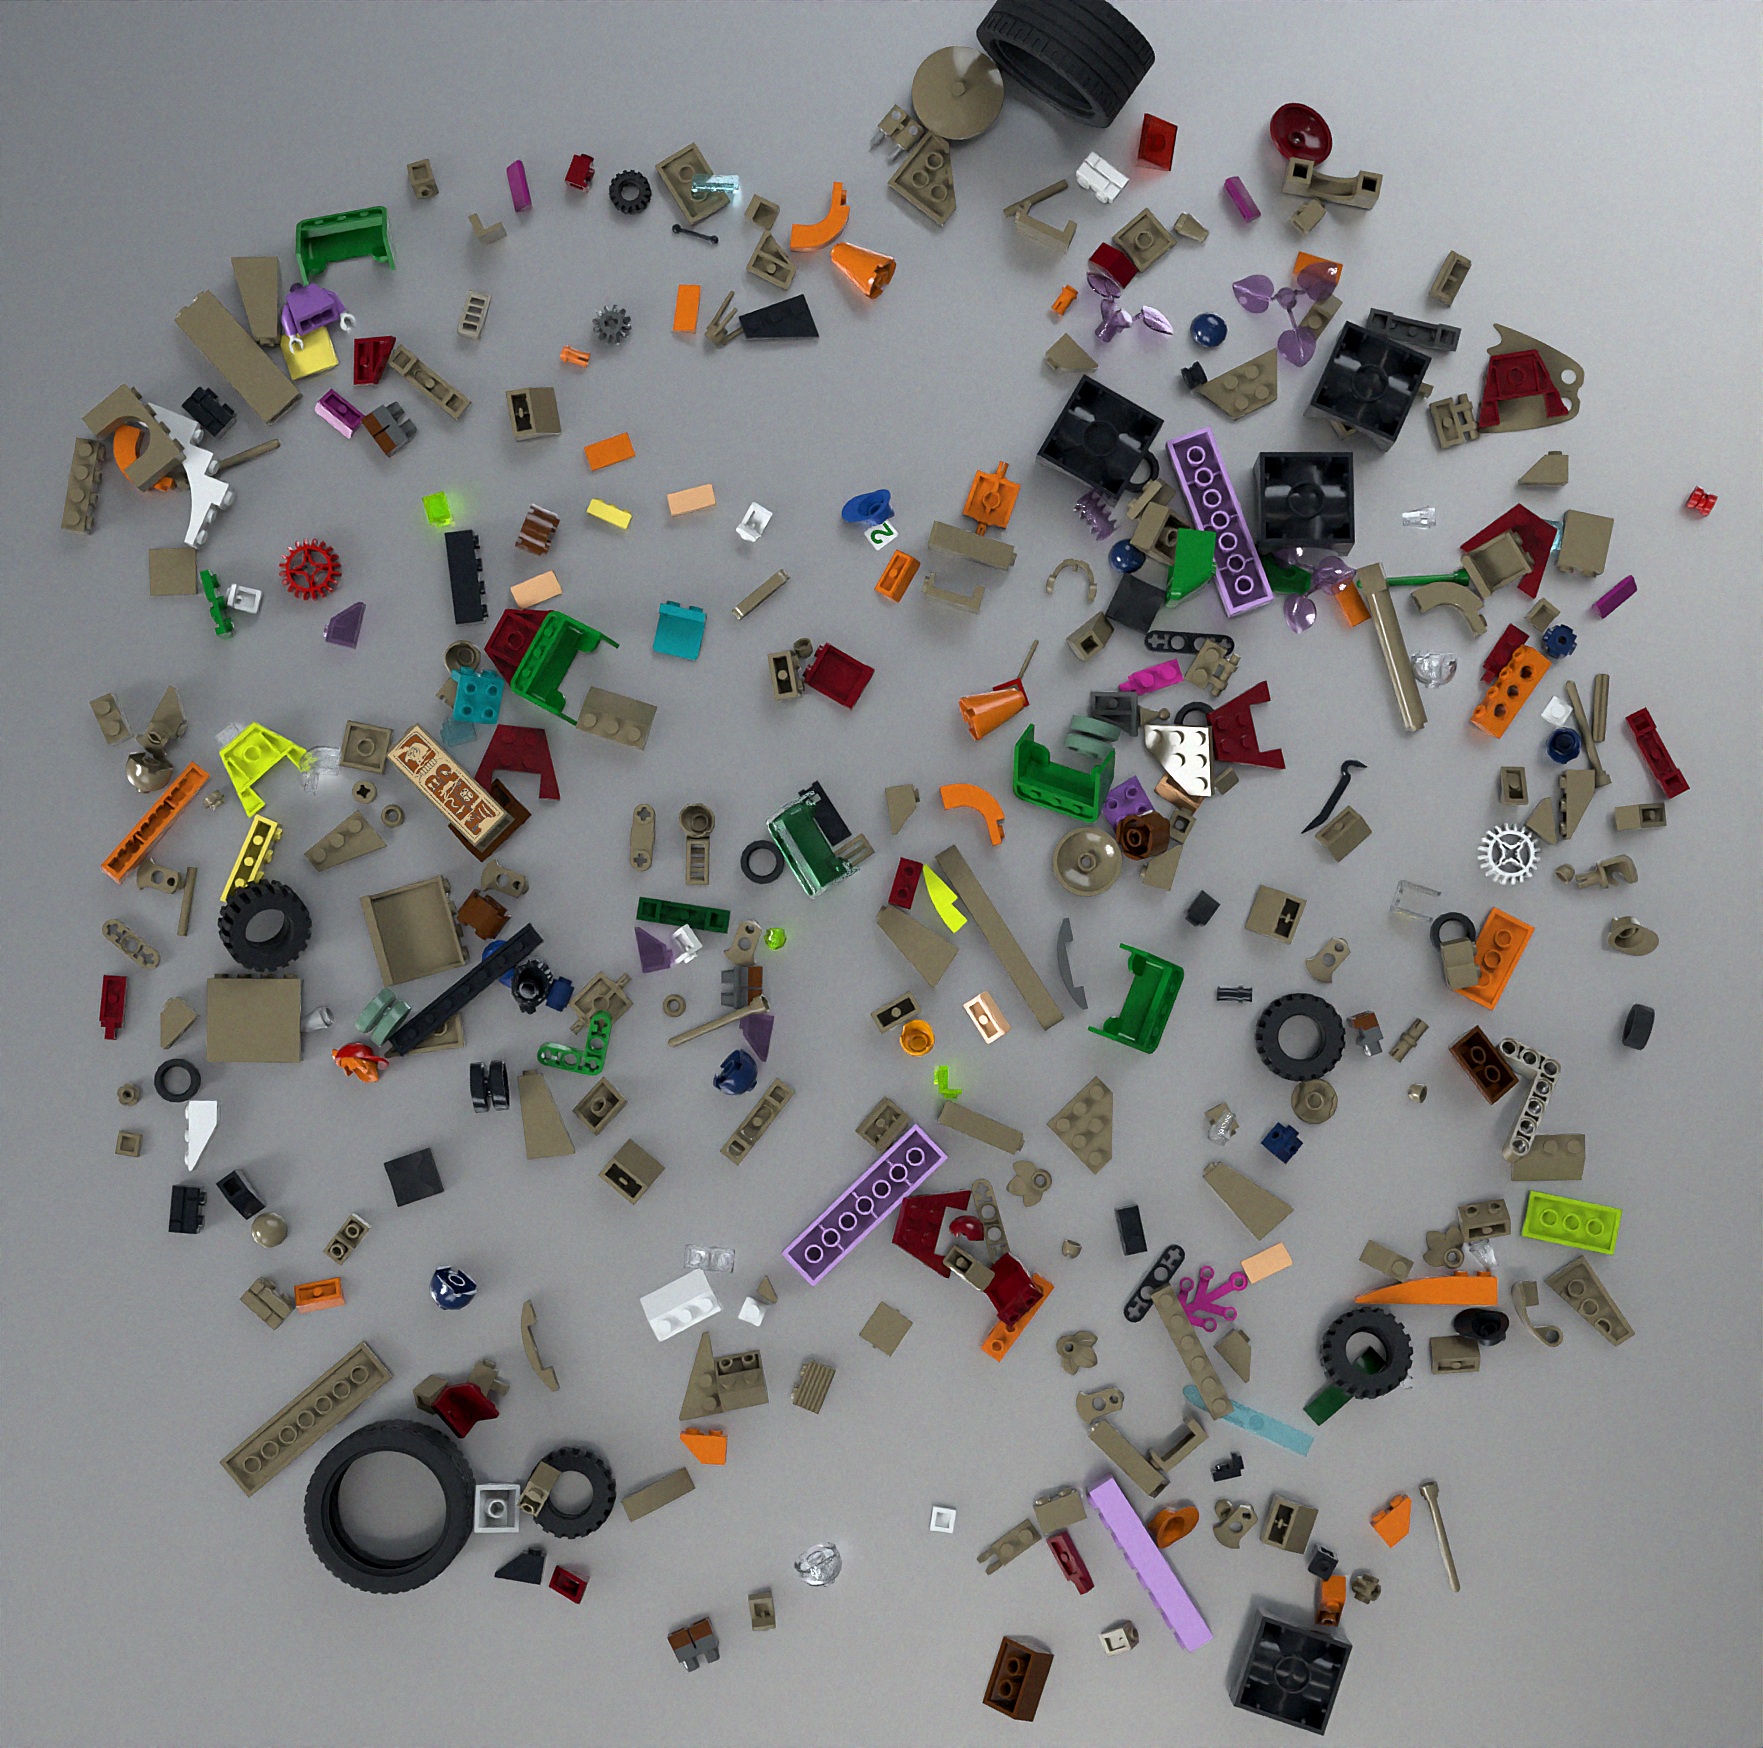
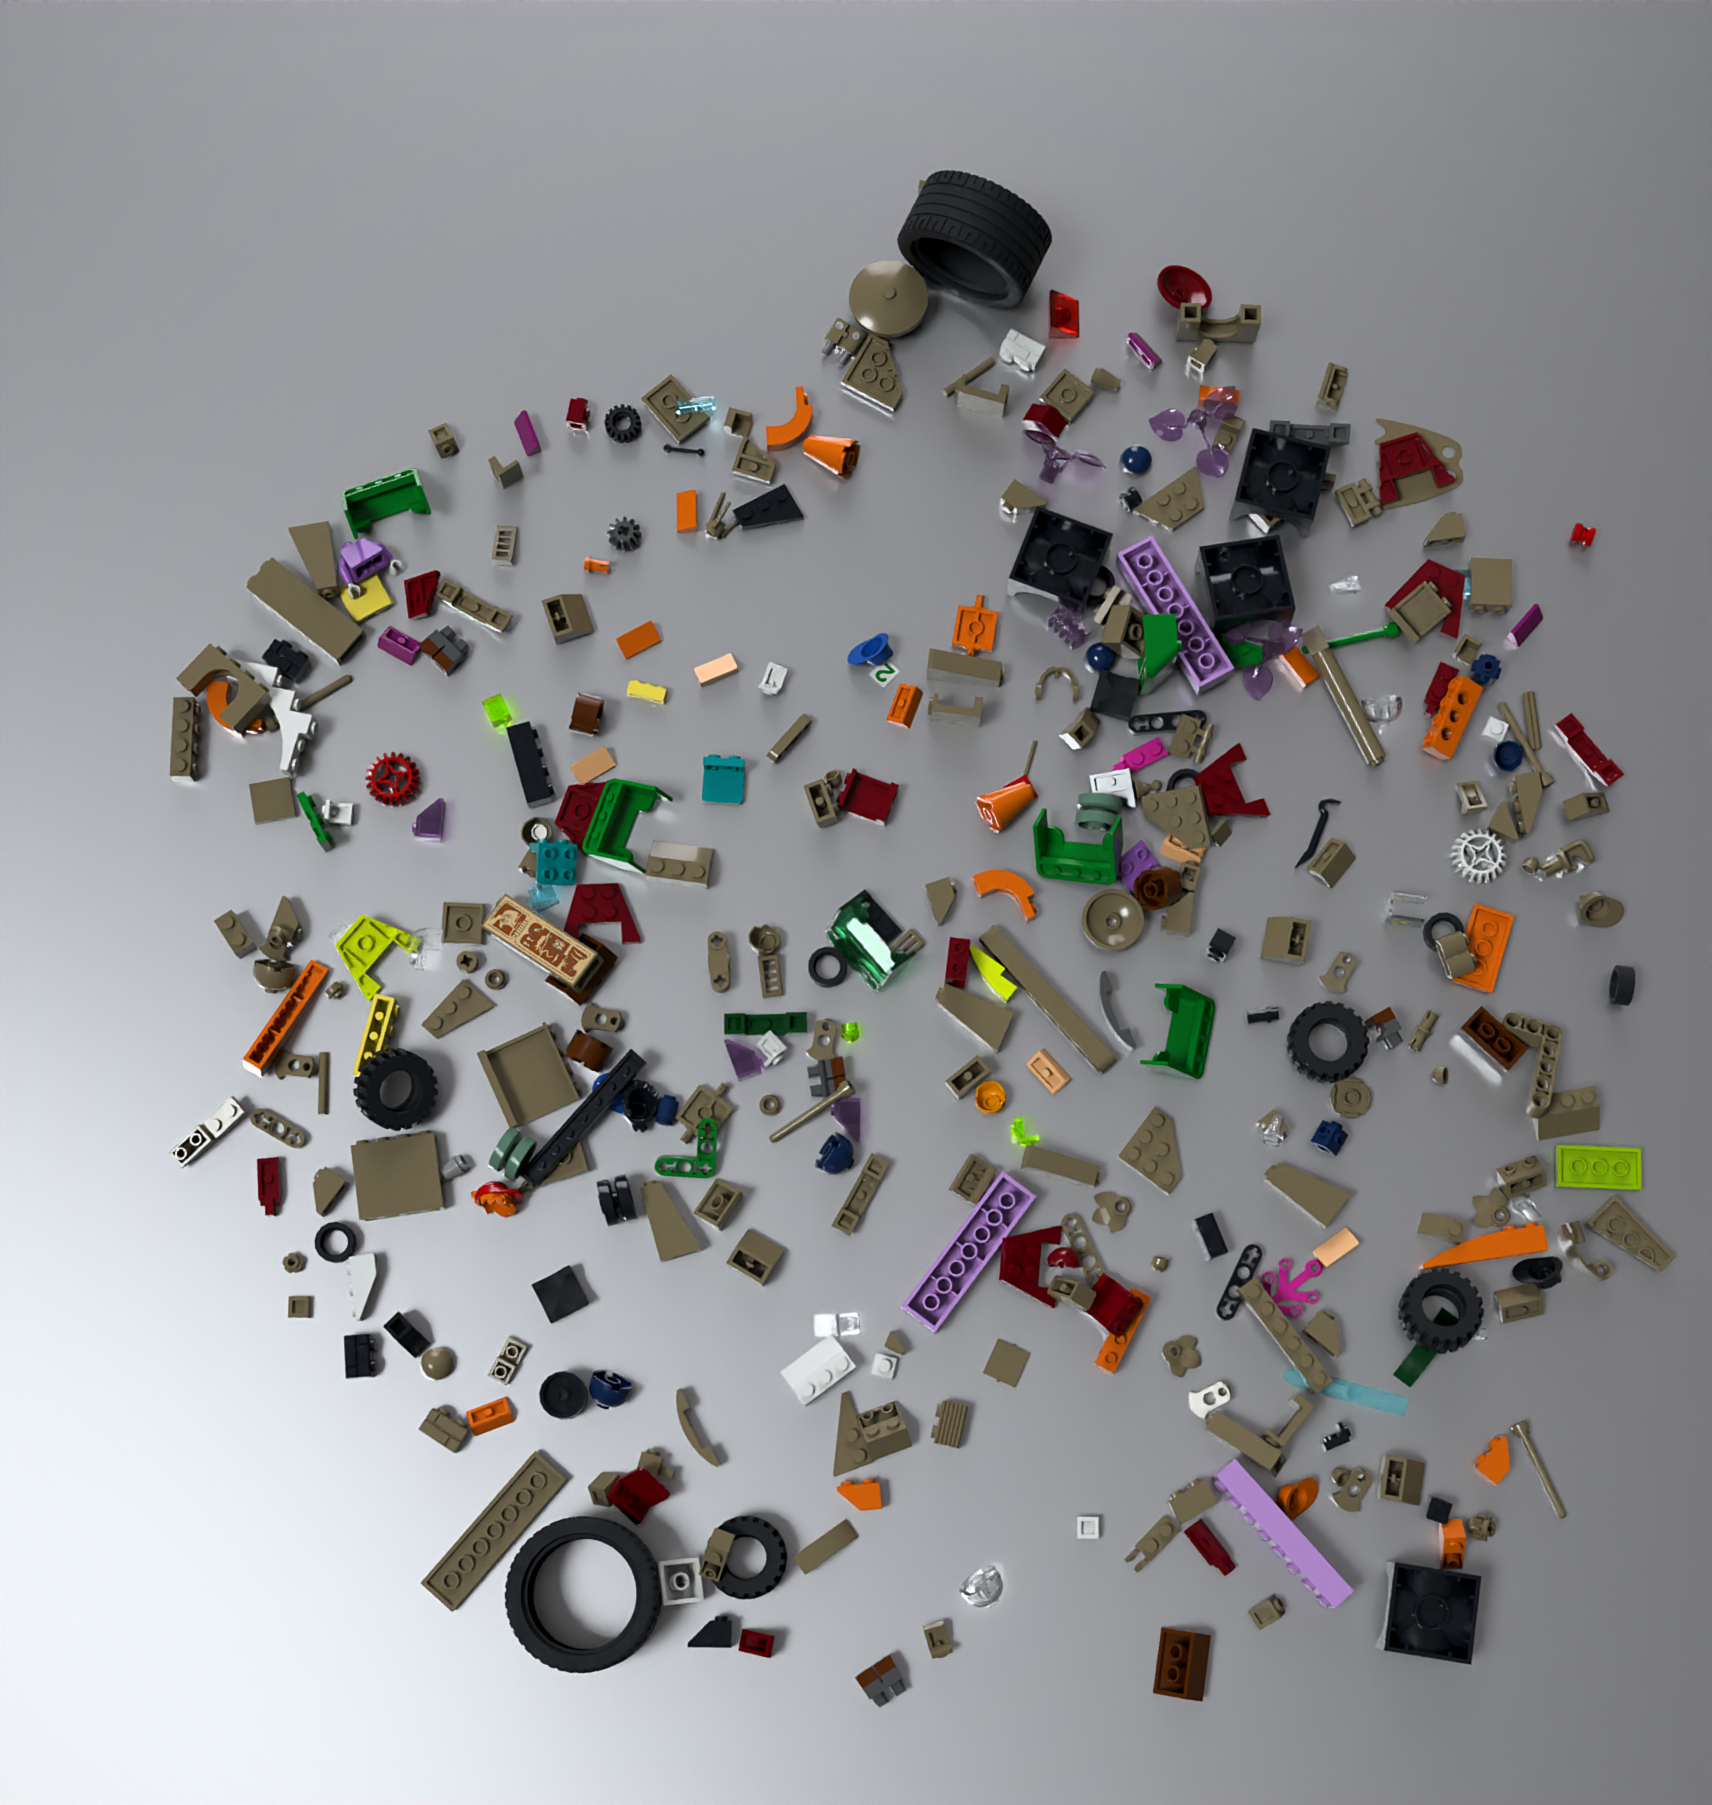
camera: 15 degrees left, 10 degrees down
(53, 937) = (208, 1132): none -> slope
(391, 1278) = (576, 1395): none -> black wheel
(1064, 299) = (1008, 454): orange pin -> none
(1452, 595) = (1387, 646): dark tan arch -> none

